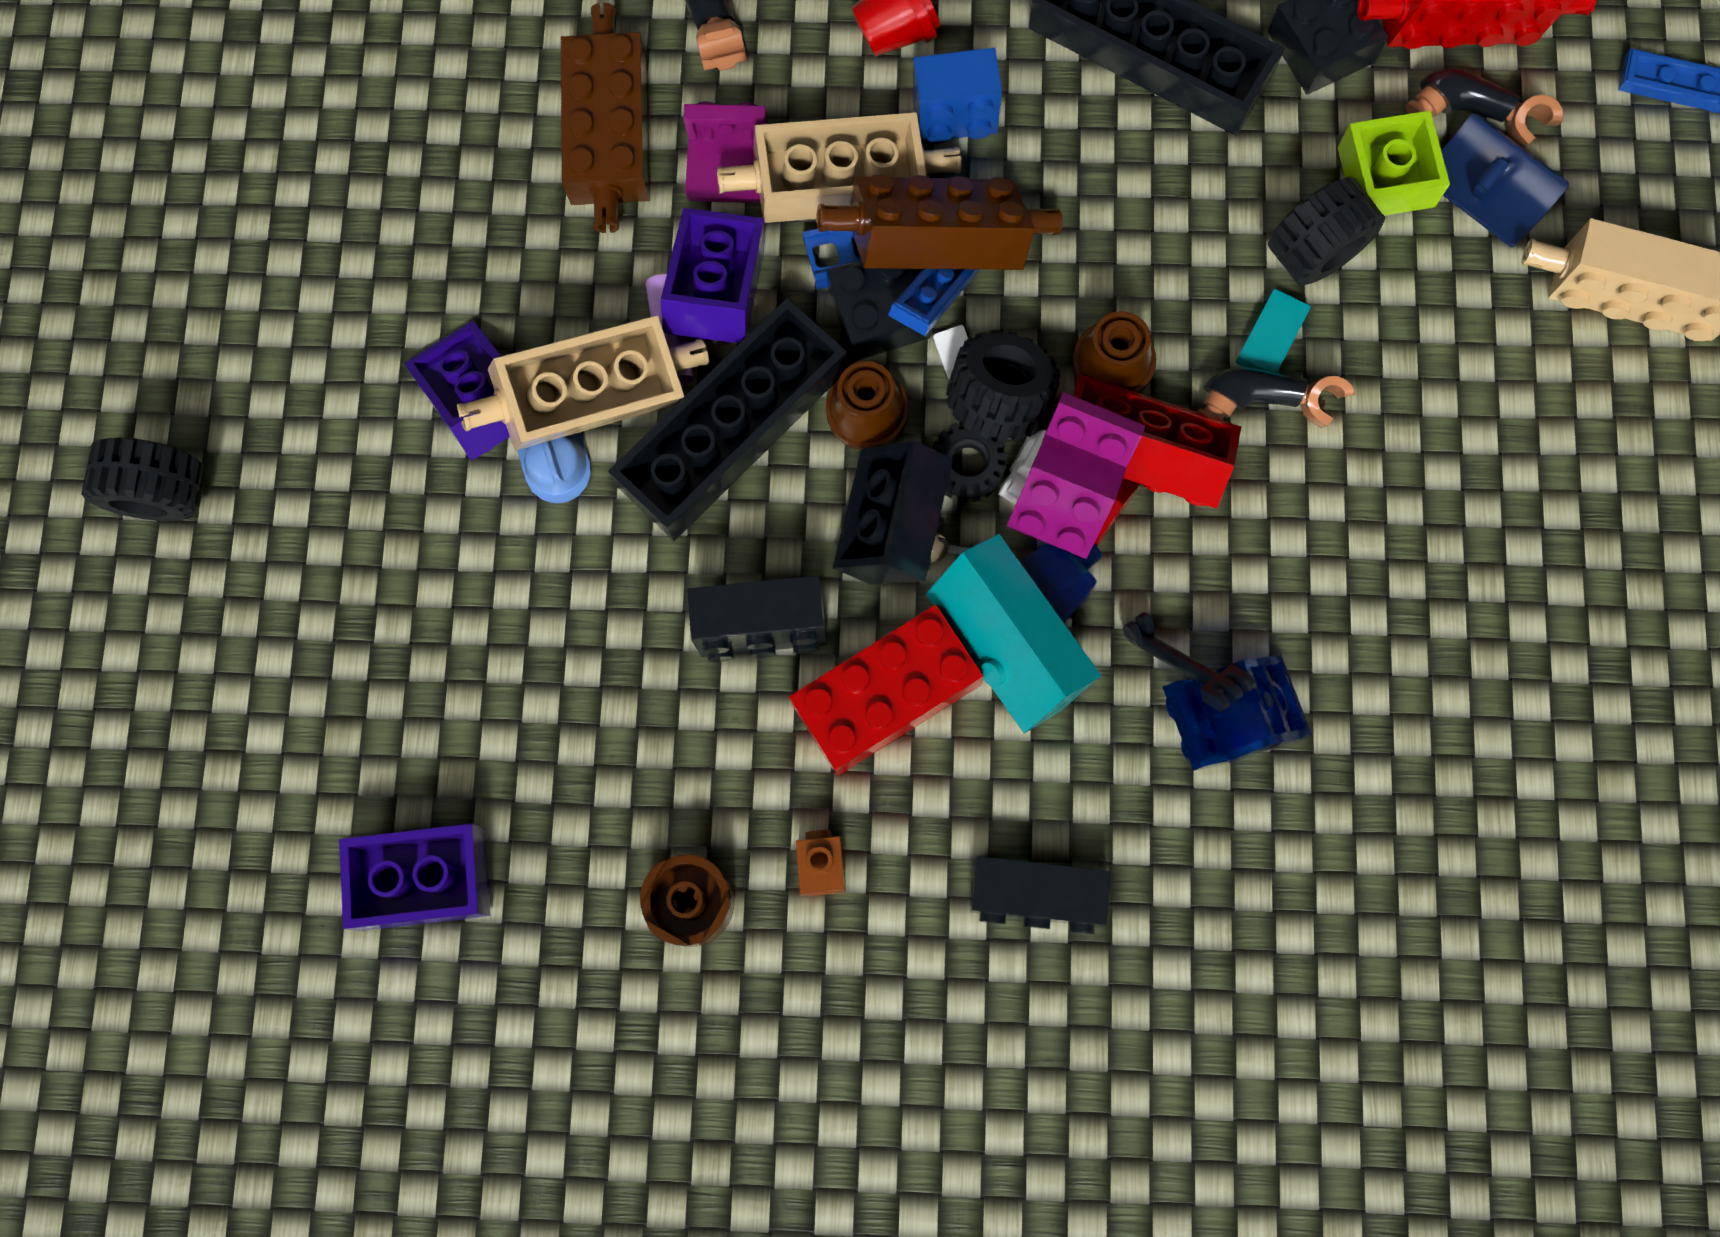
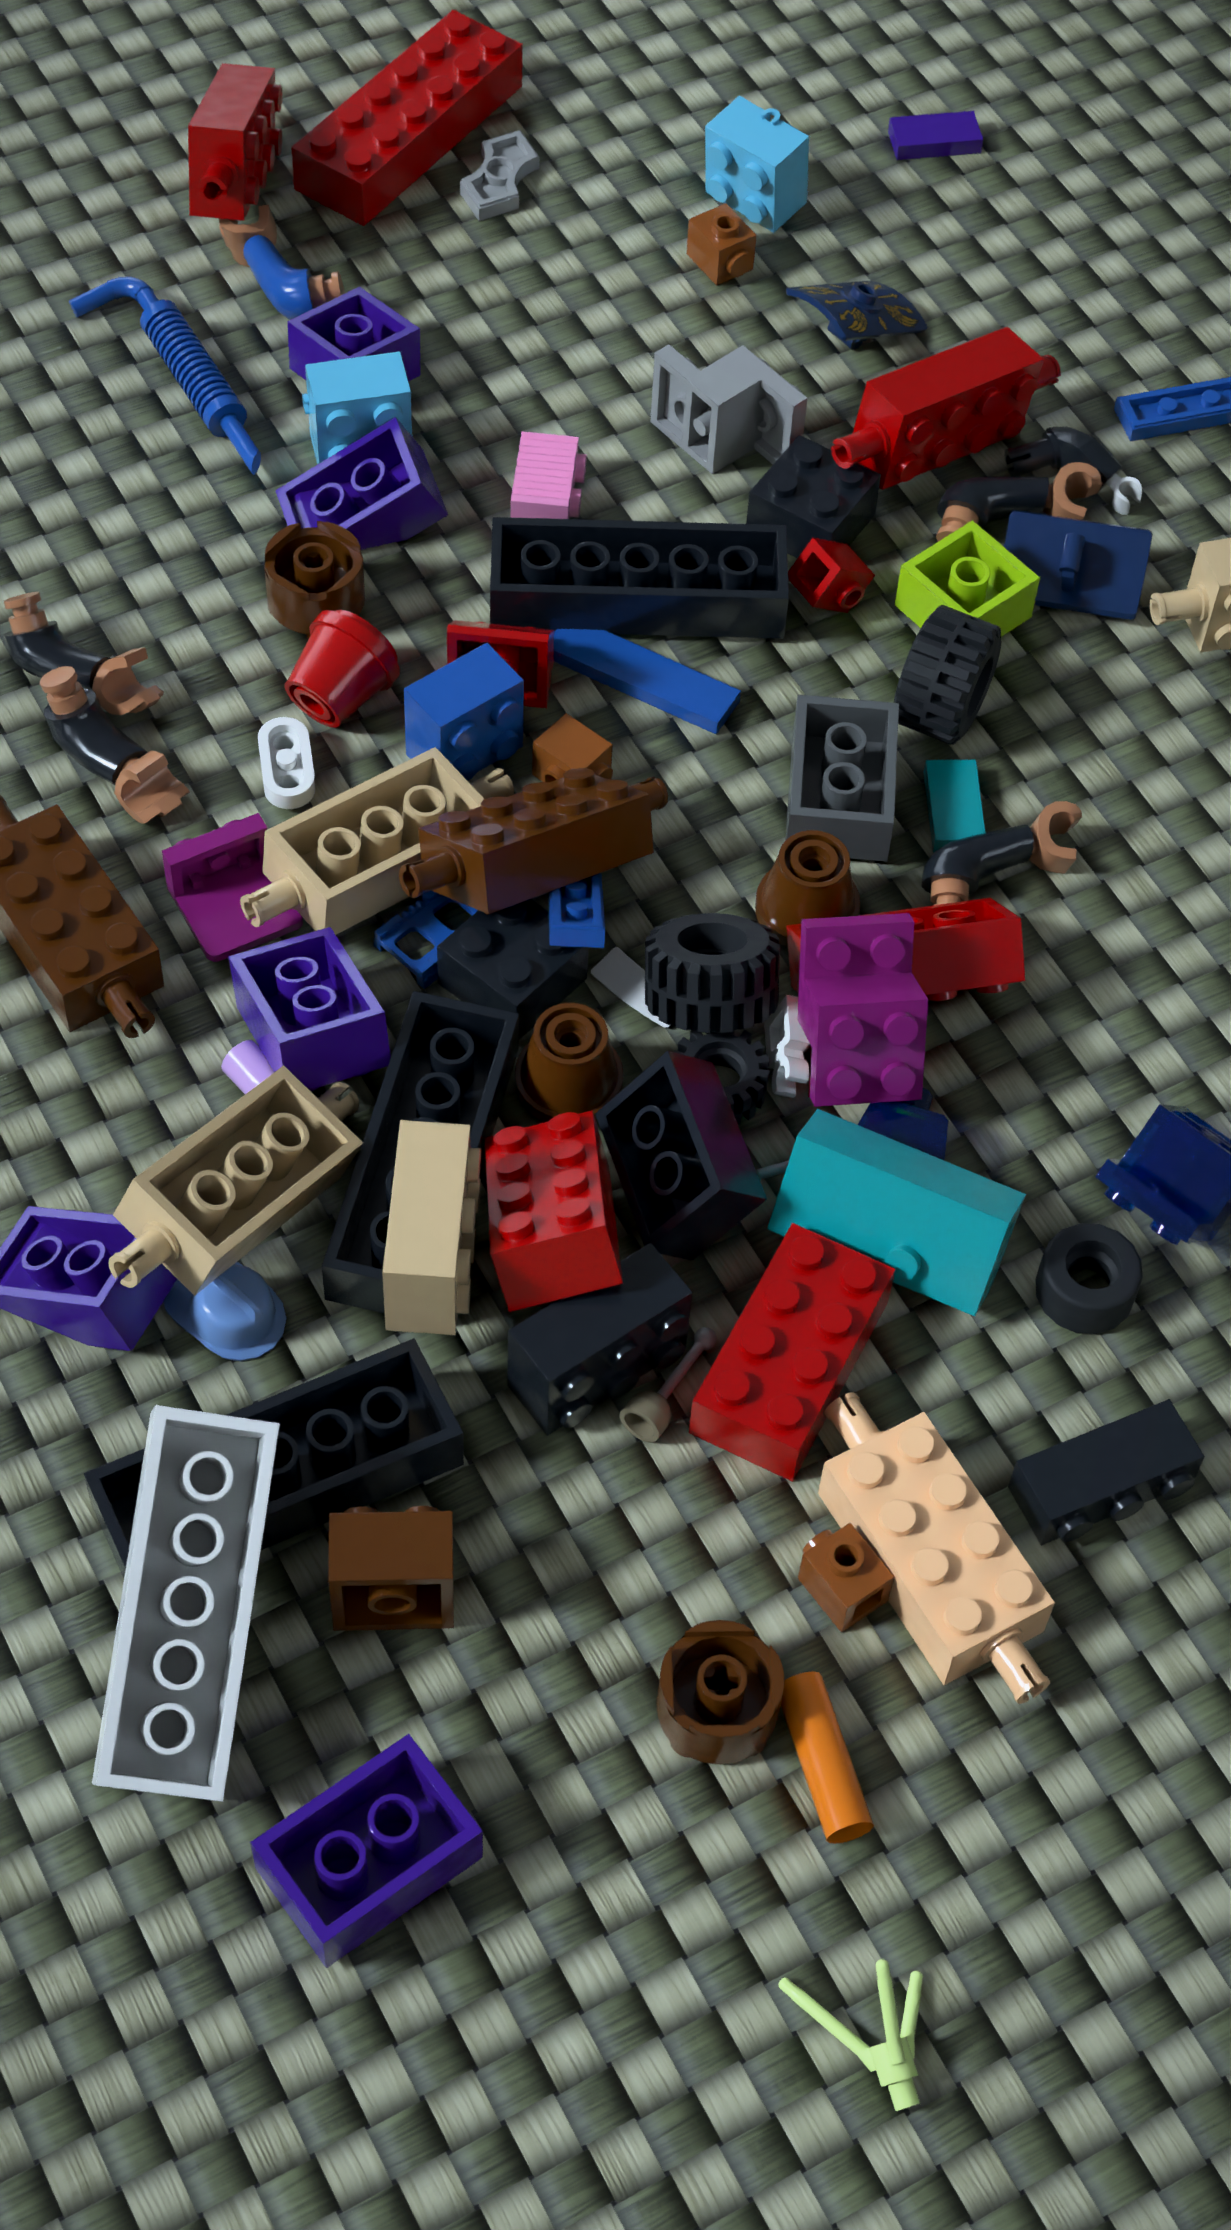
camera: 40 degrees left, 20 degrees down
(382, 662) = (186, 1604): none -> white brick
(506, 593) = (337, 1447): none -> black brick
(526, 700) = (391, 1569): none -> reddish brown brick
(650, 1187) = (890, 2059): none -> yellowish green plant
(674, 489) = (431, 1228): none -> tan brick
(732, 977) = (825, 1758): none -> orange piece
(770, 680) = (649, 1412): none -> dark tan hinge
(773, 514) = (551, 1211): none -> red brick
(820, 72) = (287, 766): none -> white plate
(889, 880) = (953, 1563): none -> light nougat brick
(1019, 159) = (569, 747): none -> dark orange brick
(1024, 61) = (523, 648): none -> red slope
(1117, 119) = (647, 676): none -> blue tile
(1137, 725) = (1094, 1249): none -> black tyre
(1198, 274) = (844, 772): none -> dark grey brick
(1216, 688) = (1157, 1144): black hinge -> none
(1298, 103) = (830, 575): none -> red brick
(1562, 83) = (1067, 445): none -> black arm

